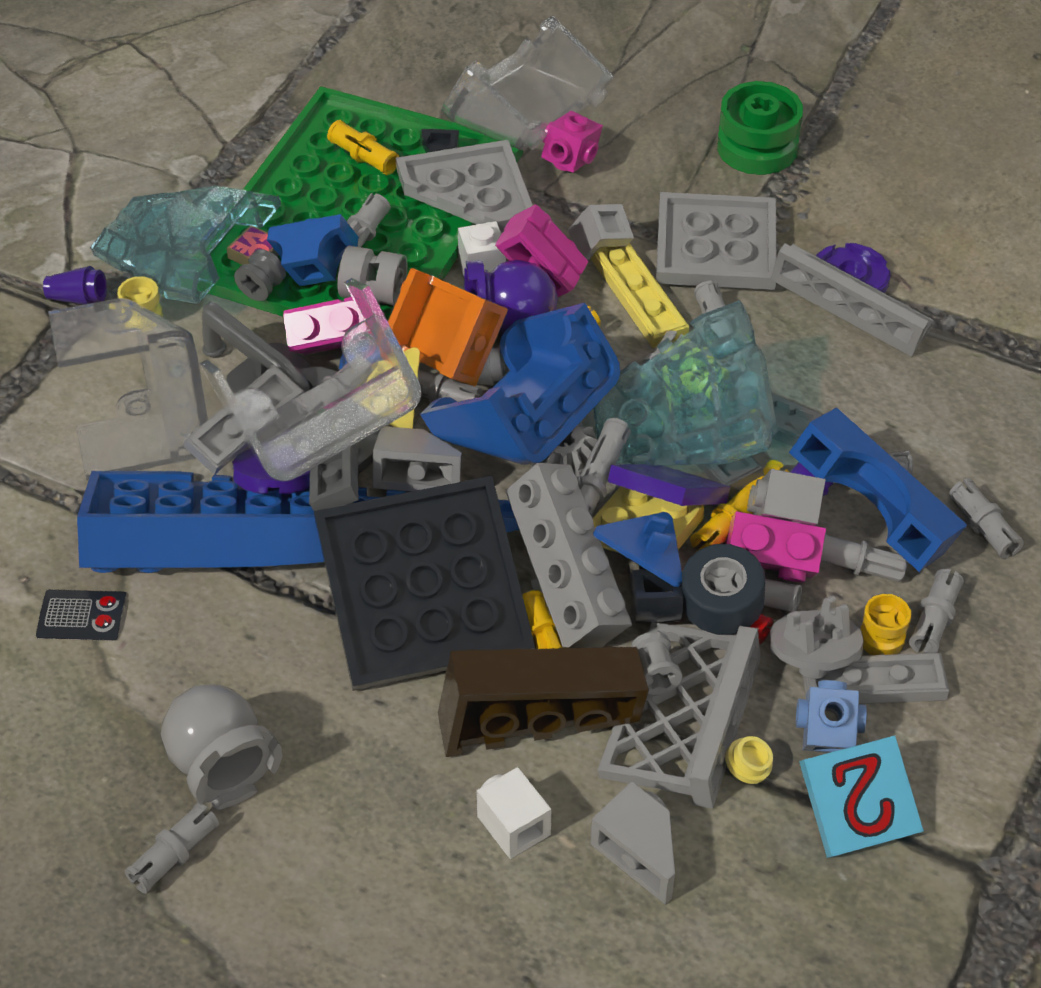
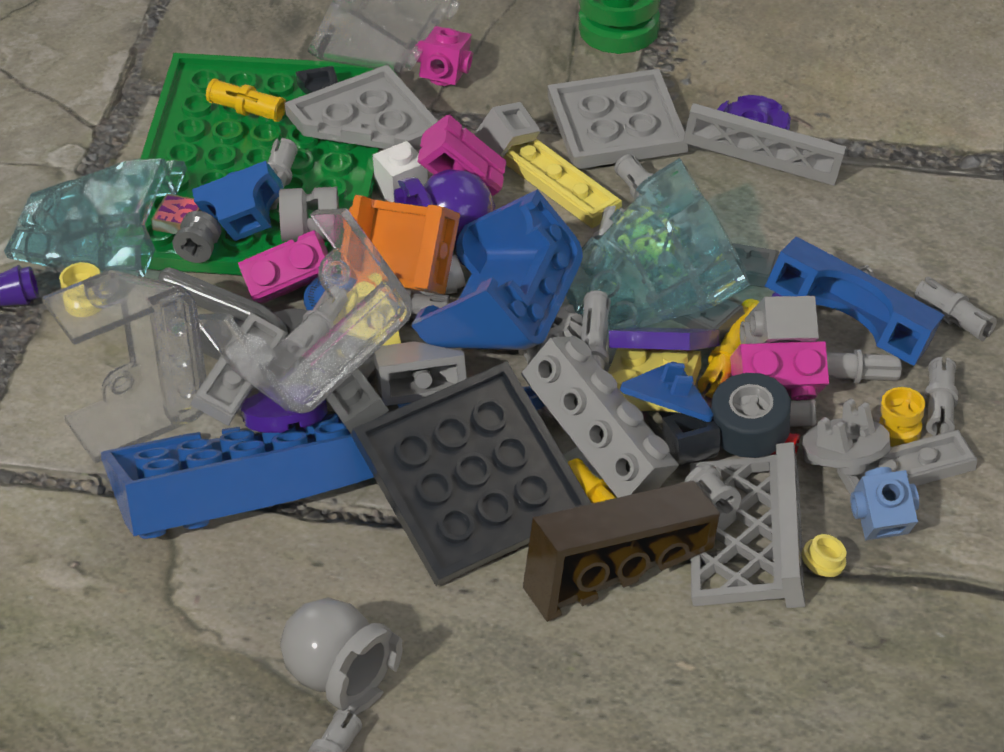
camera: 15 degrees left, 5 degrees down
(81, 615) = (145, 582): black sticker -> none
(513, 812) = (632, 648): white brick -> none
(638, 839) = (754, 645): light grey slope -> none
(861, 796) = (935, 560): medium azure tile -> none

